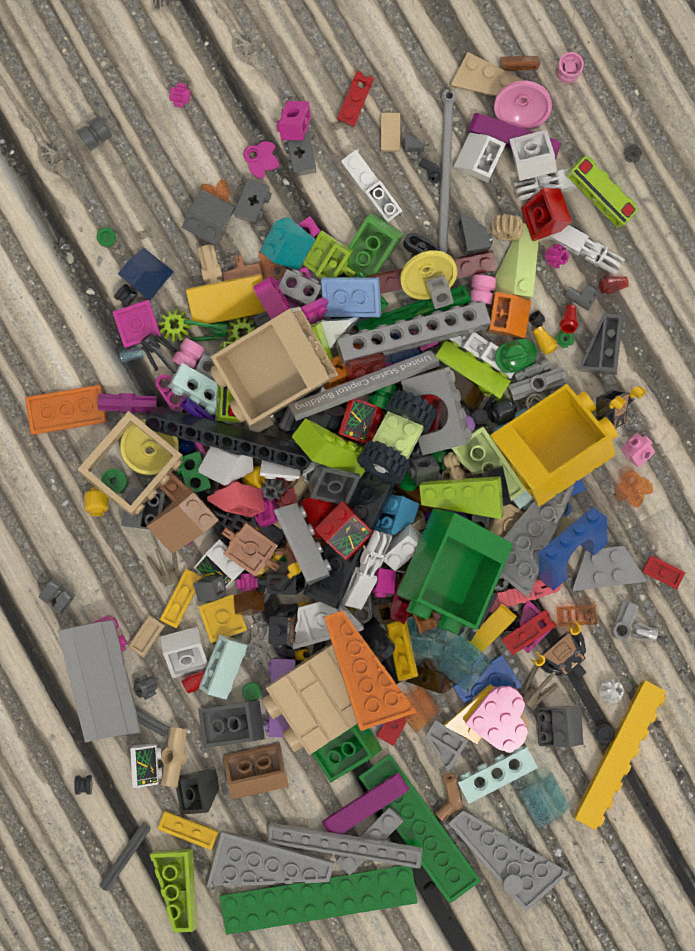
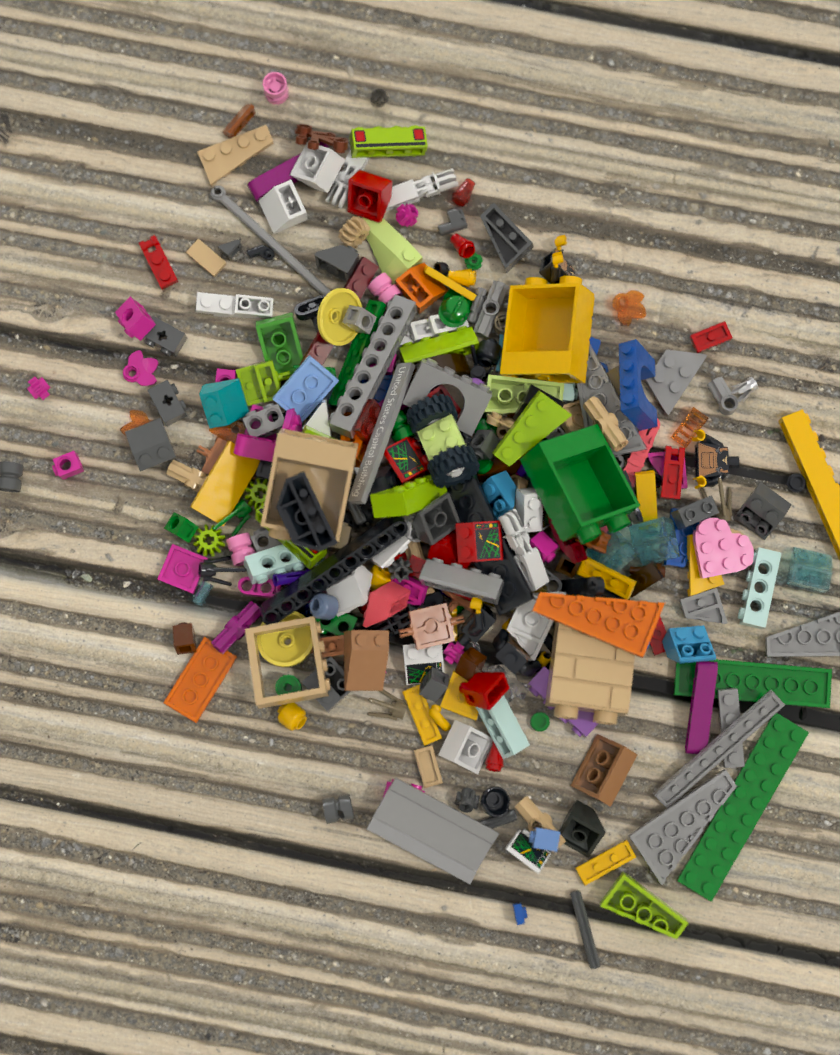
camera: 45 degrees left, 5 degrees down
(83, 785) = (502, 914): black wheel -> none
(85, 371) = (184, 638): none -> reddish brown brick
(95, 798) = (520, 913): none -> blue plate
(106, 237) = (96, 536): green tile -> none
(125, 295) = (153, 558): black wheel -> none
(144, 176) = (76, 466): none -> dark pink brick
(145, 273) = (148, 530): dark blue slope -> none
(162, 709) = (495, 801): none -> black hair
(163, 770) = (544, 839): none -> medium blue brick
(166, 295) = (181, 527): none -> green brick
(190, 606) = (435, 714): none -> yellow arm
(195, 455) = (324, 606): none -> sand blue head
(231, 724) = (552, 758): dark grey slope -> none
(237, 630) = (484, 689): none -> red torso
(244, 383) = (304, 515): none -> black wedge
(346, 752) = (648, 687): green slope -> none
(404, 756) = (688, 644): none -> dark azure slope
(425, 709) = (669, 611): clear orange piece -> none
(454, 797) = (749, 635): medium nougat arm -> none
(511, 675) = (695, 512): none -> dark grey brick
(520, 550) = (607, 422): none -> tan piece
(526, 112) = (280, 146): bright pink dish -> none
(530, 335) = (450, 283): none -> yellow tile
(555, 120) = (305, 131): none -> copper plant
(611, 691) = (768, 450): white gear -> none
(638, 449) = (603, 278): bright pink brick -> none

